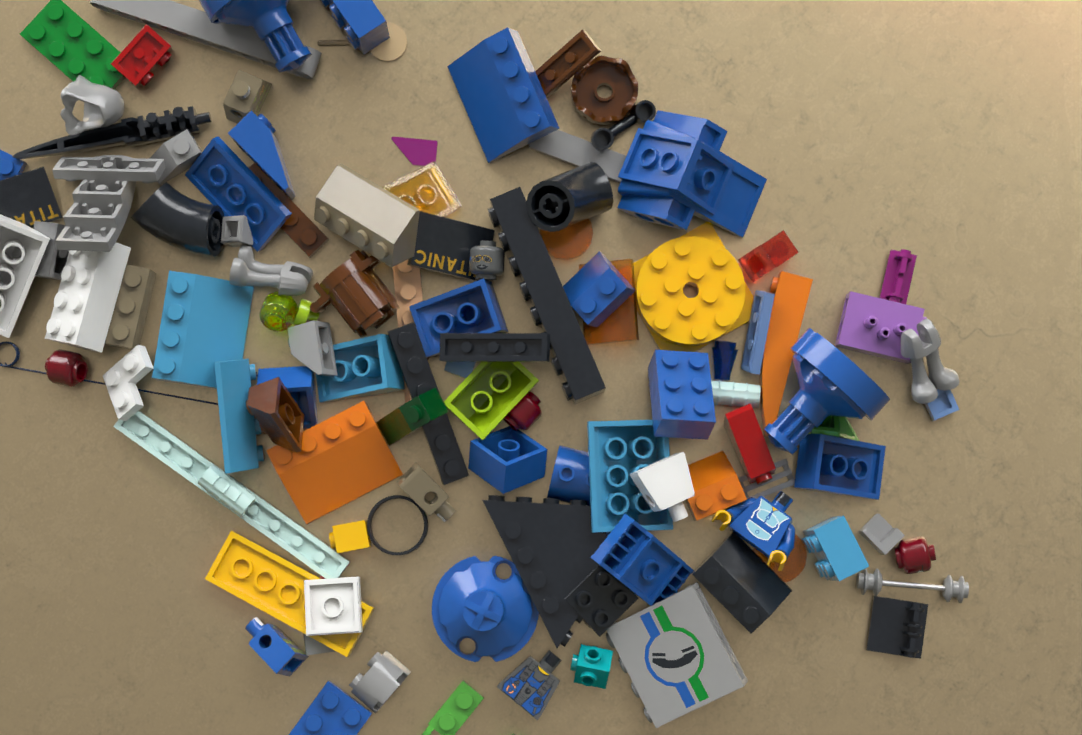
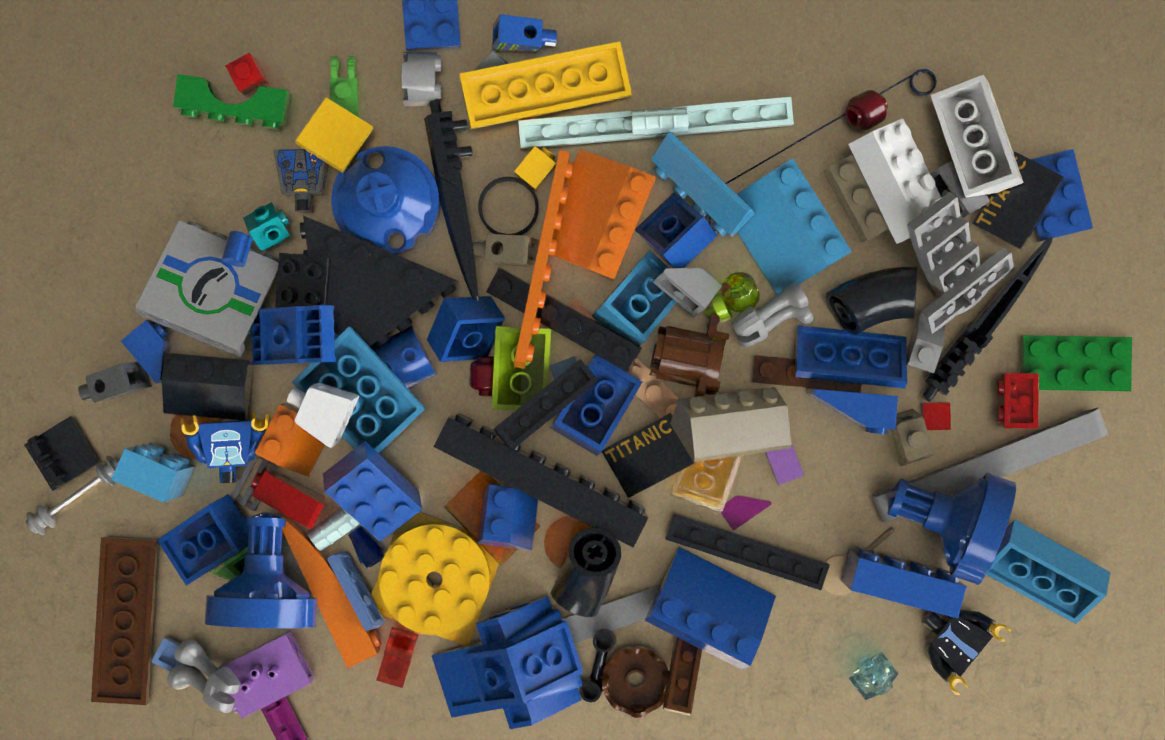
camera: 140 degrees right, 5 degrees up
(101, 105) = (1016, 333): light grey piece -> none
(122, 382) = (814, 136): white plate -> none
(212, 98) = (936, 415): none -> red tile
(236, 231) = (827, 326): light grey slope -> none
(277, 413) = (670, 211): reddish brown slope -> none
(333, 606) = (502, 102): white tile -> none
(357, 155) = (784, 465): none -> medium lavender tile
(411, 451) = (541, 270): none -> orange plate
(412, 416) = (565, 298): dark green slope -> none
(425, 580) = (448, 178): none -> black piece
(440, 116) = (747, 551): none -> black plate
(481, 691) = (334, 135): none -> yellow tile
(487, 260) = (611, 468): dark grey head -> none
(628, 666) = (237, 249): none -> blue piece
(761, 649) = (148, 347): none -> blue slope
(810, 645) = (114, 382): none -> dark grey torso
(881, 534) = (132, 514): light grey panel -> none
(914, 555) = (92, 519): dark red head -> none
(954, 458) = (124, 620): none -> reddish brown plate

